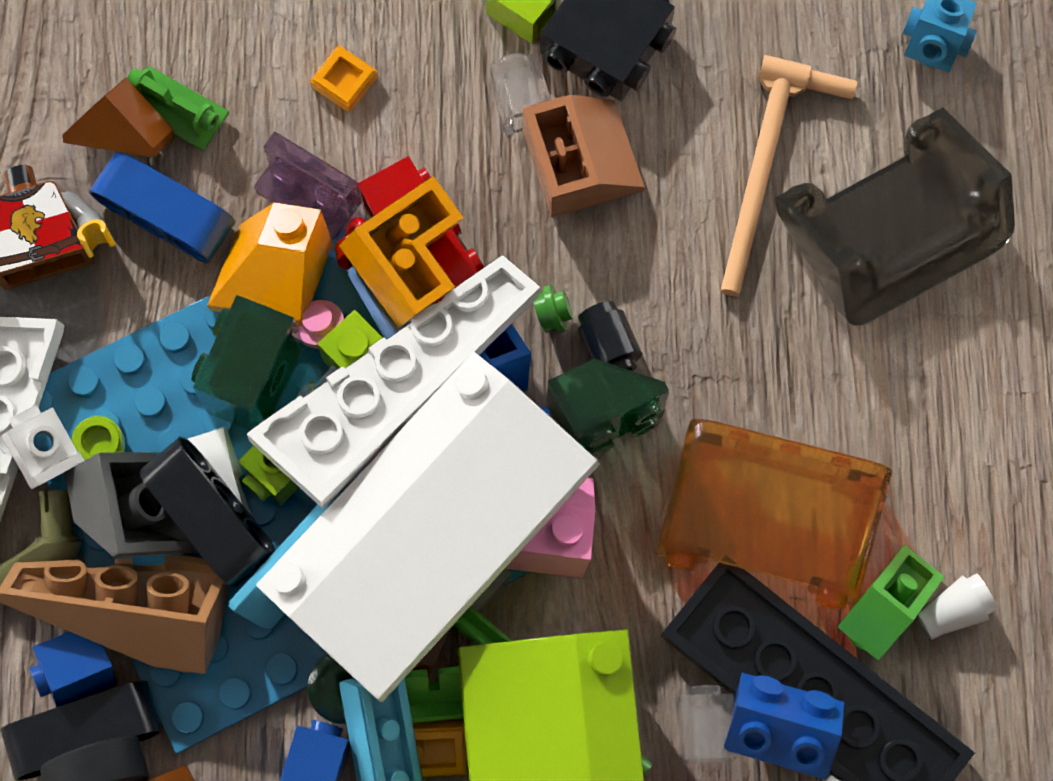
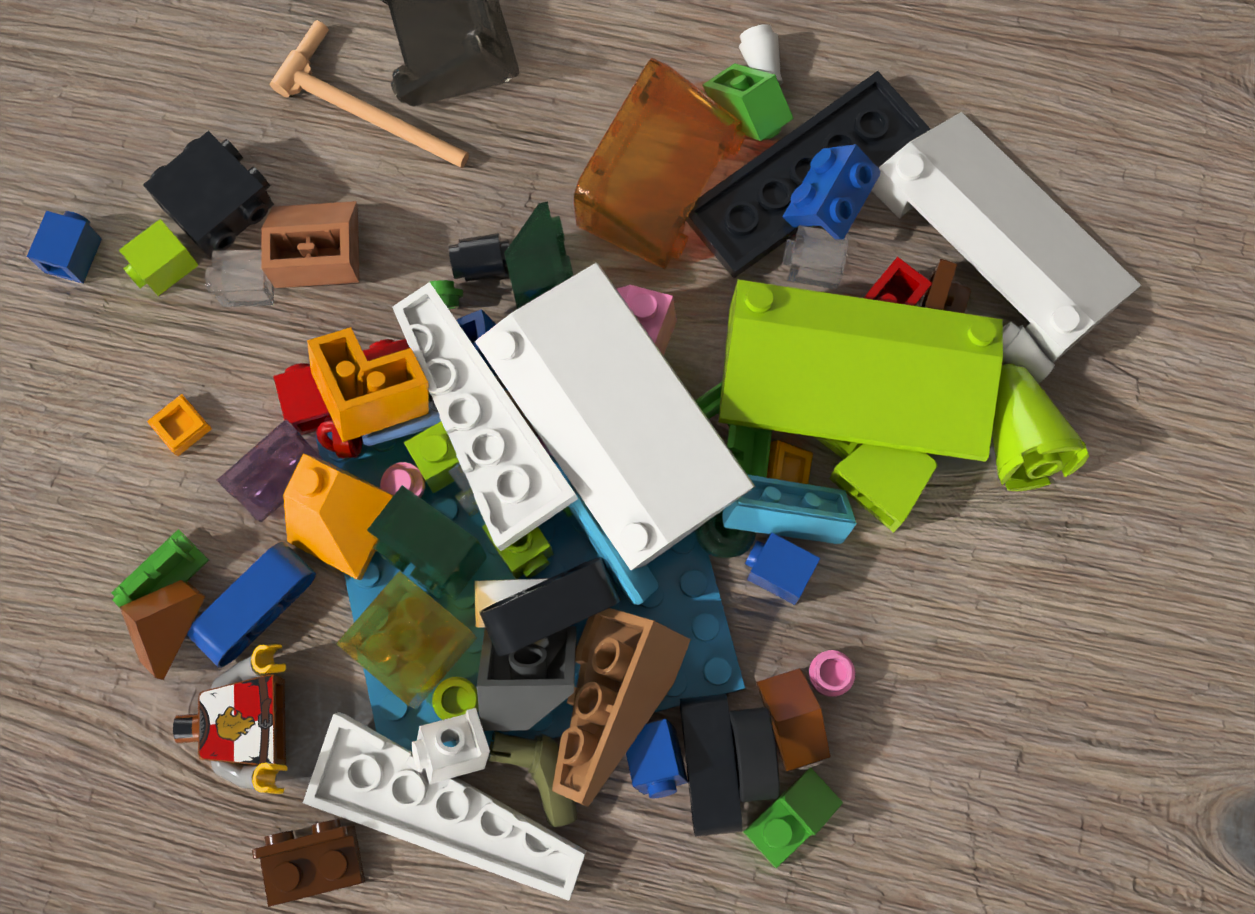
camera: 75 degrees left, 0 degrees up
(140, 372) = (407, 640): none -> clear yellow brick

